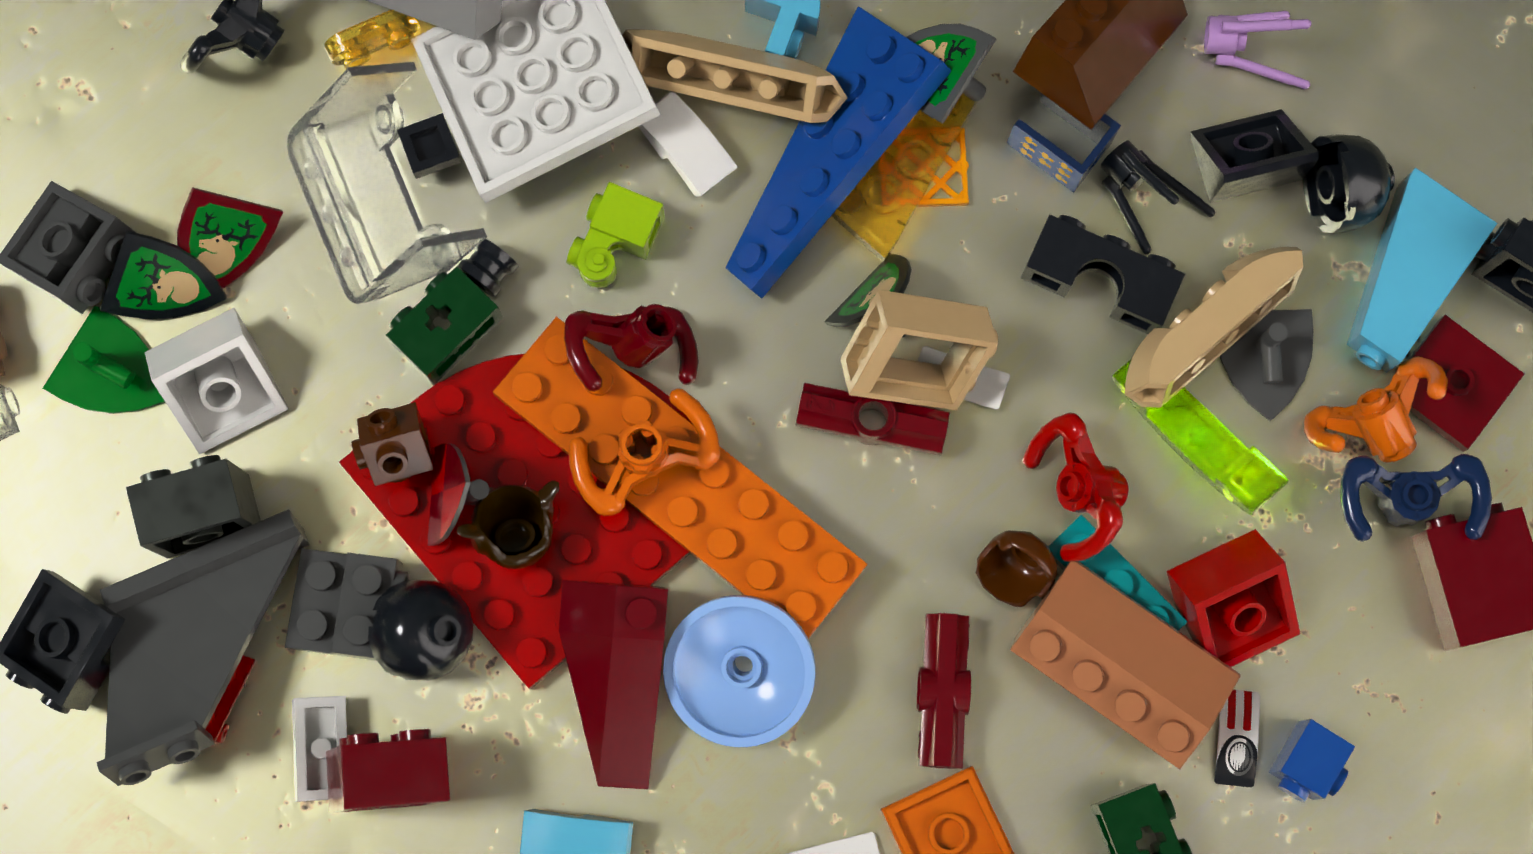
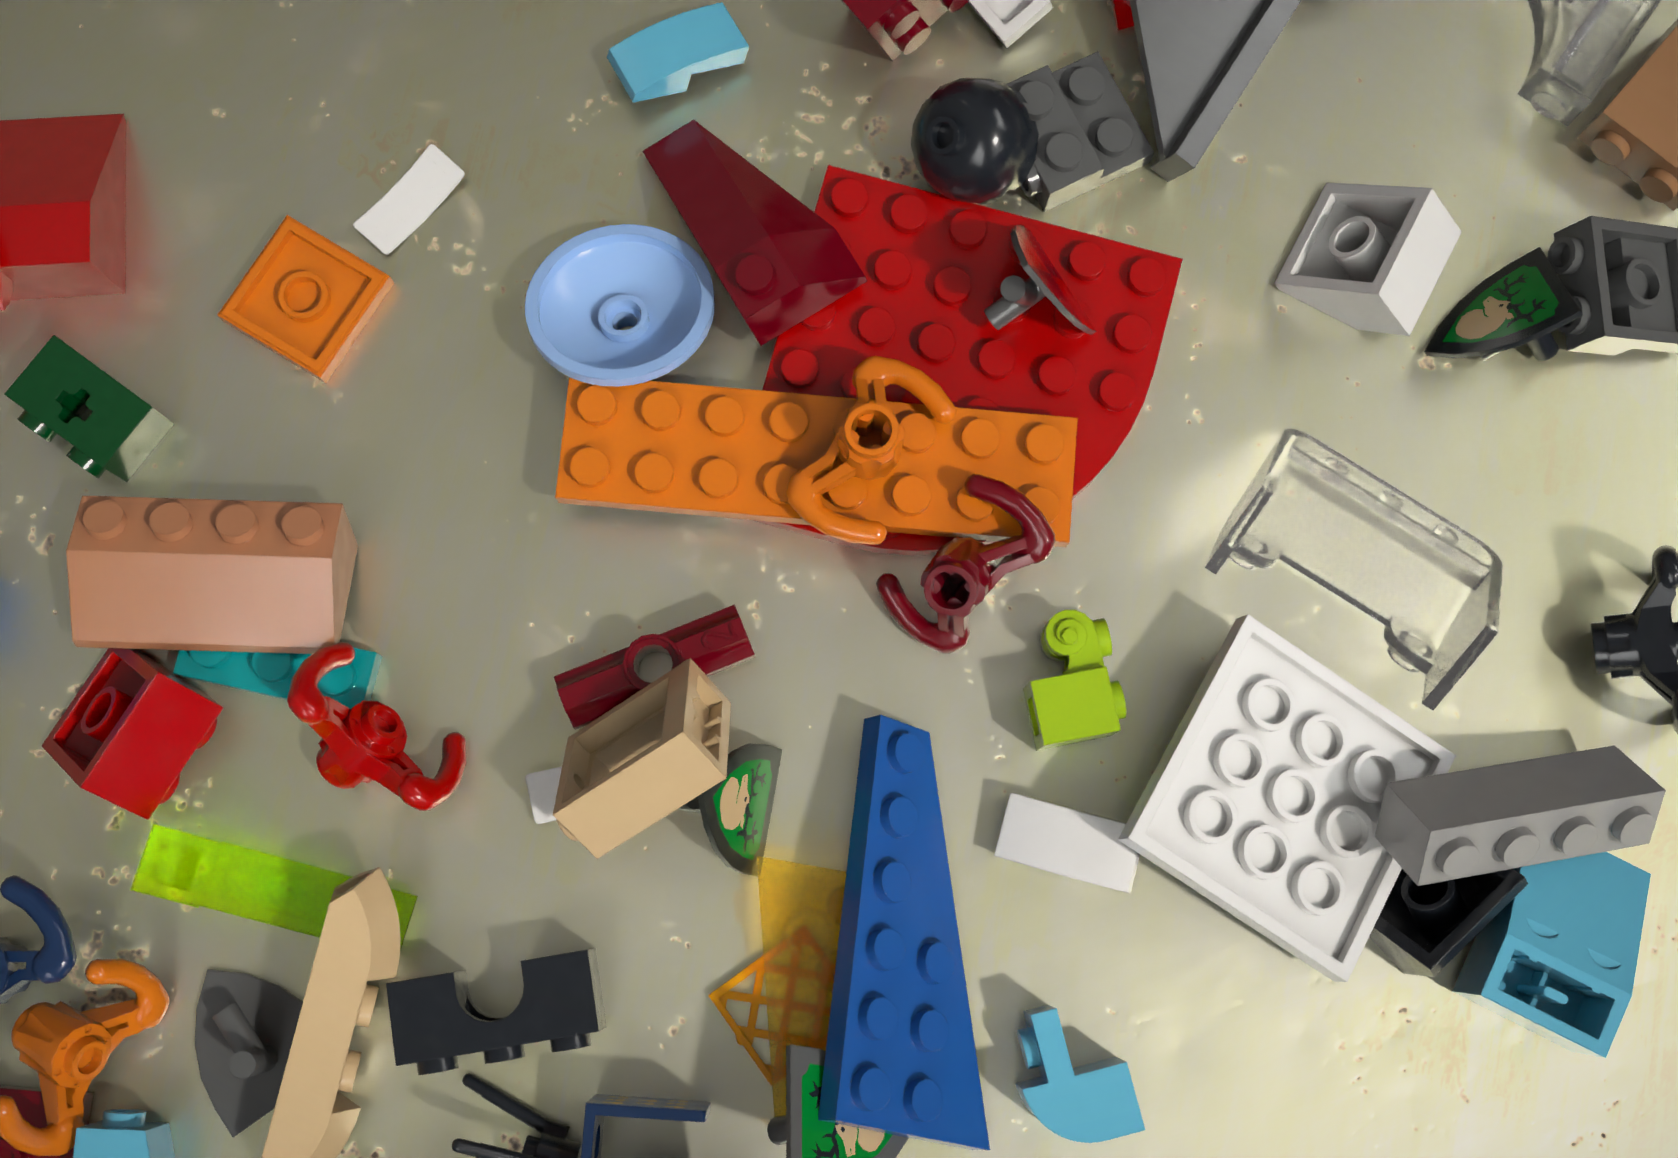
camera: 145 degrees right, 0 degrees up
(104, 368) = (1493, 204): green shield -> none
(191, 506) = (1290, 107): pearl dark grey brick -> none
(225, 232) = (1480, 402): shield -> none
(357, 43) = (1509, 707): clear yellow plate -> none
(393, 444) = (1137, 291): reddish brown brick -> none
(429, 146) = (1345, 641): black tile -> none
(431, 347) = (1161, 494): dark green brick -> none
(488, 267) = (1182, 557): black wheel -> none
(513, 524) = (955, 286): dark brown hair -> none
(735, 75) = (1072, 953): tan brick -> none
(943, 691) = (395, 430): dark red piece -> none
(1016, 567) = (393, 607): reddish brown hair -> none
(1238, 739) = (44, 582): sticker -> none

